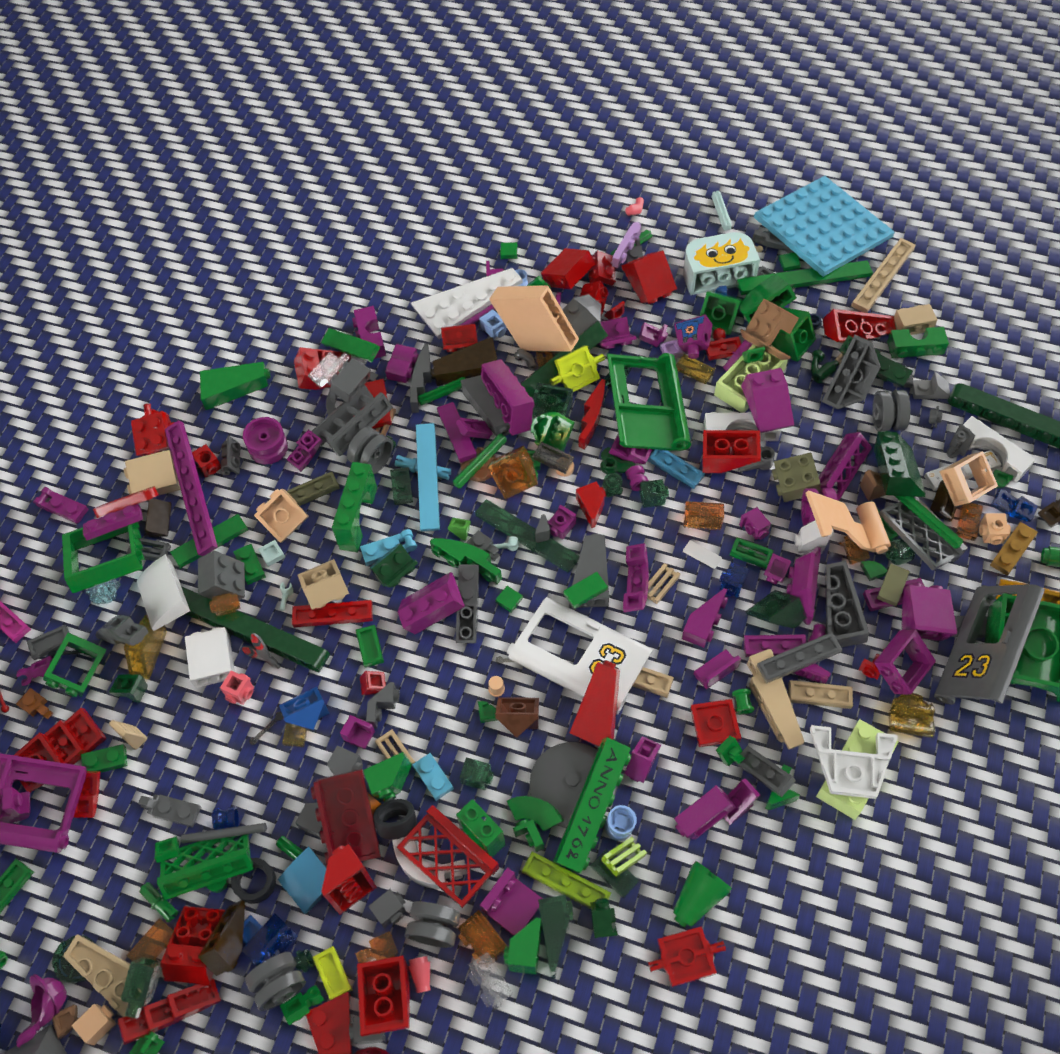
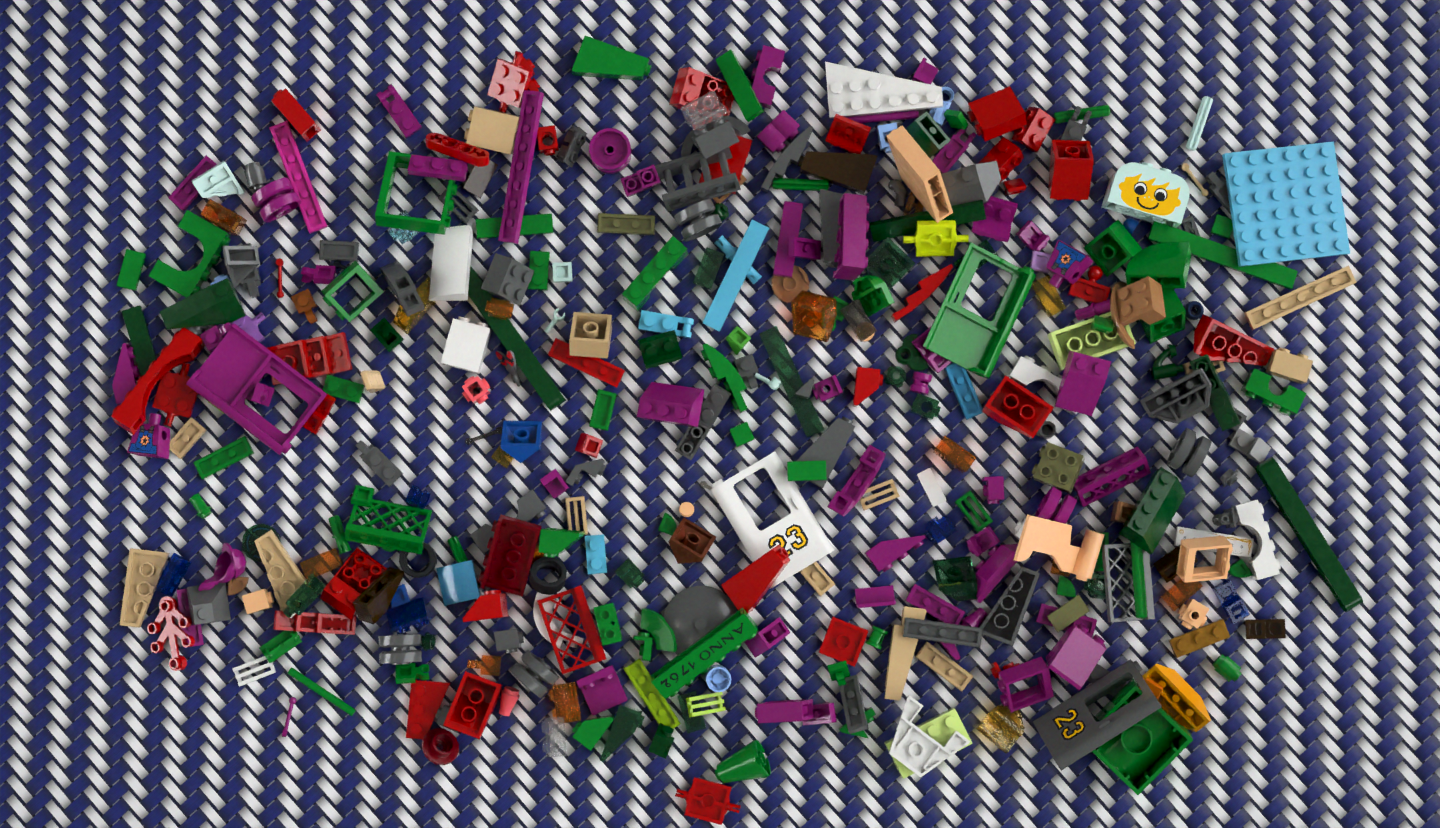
camera: 20 degrees right, 25 degrees up
(222, 833) = (412, 509): dark grey bar -> none
(281, 514) = (587, 240): light nougat plate -> none
(332, 973) = (444, 662): neon yellow tile -> none
(480, 460) = (791, 285): green axle -> none
(509, 250) = (957, 49): green tile -> none
(626, 244) = (1069, 123): lavender hinge -> none
(636, 208) = (1115, 70): coral arm -> none

